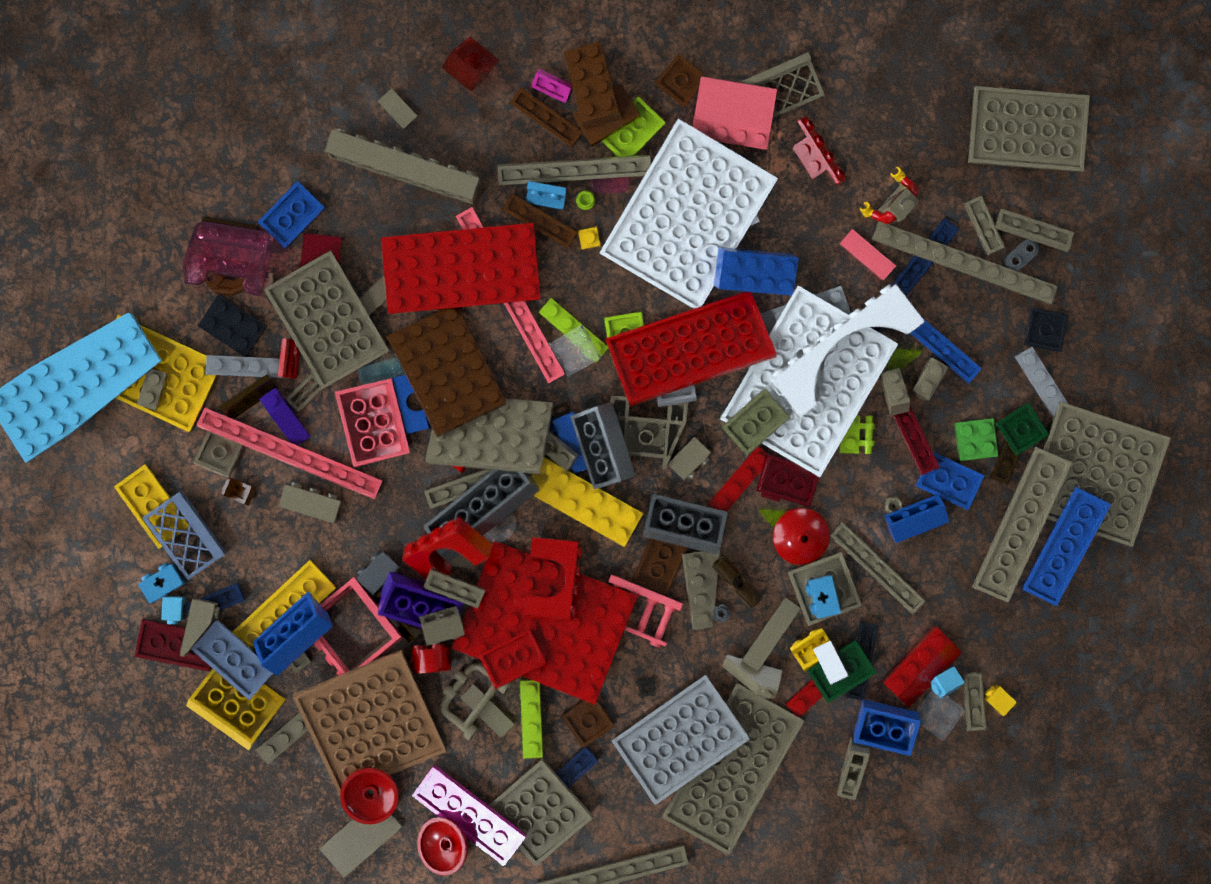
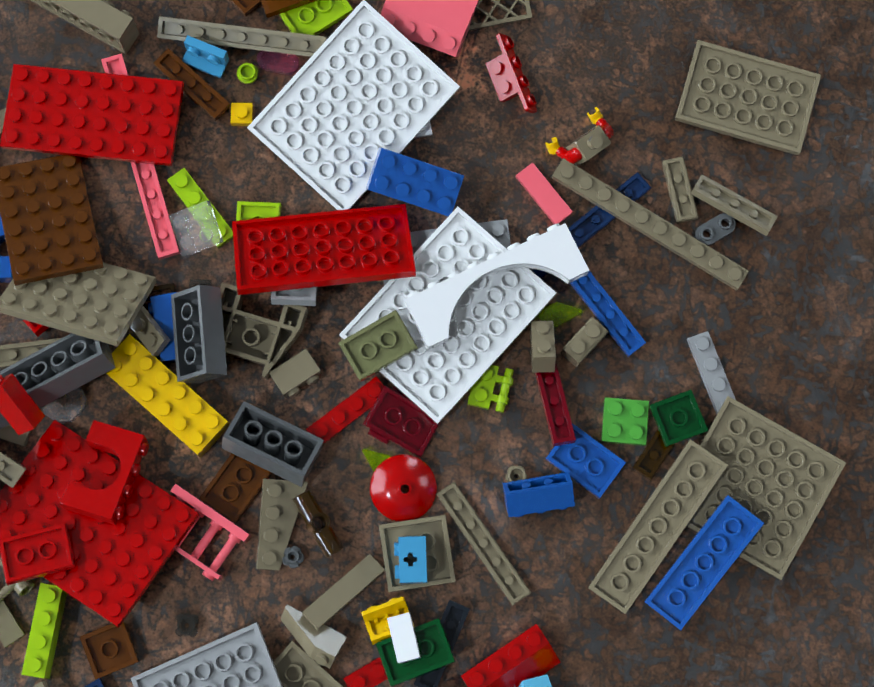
camera: 10 degrees right, 10 degrees down
(1045, 330) = (726, 316): black tile -> none

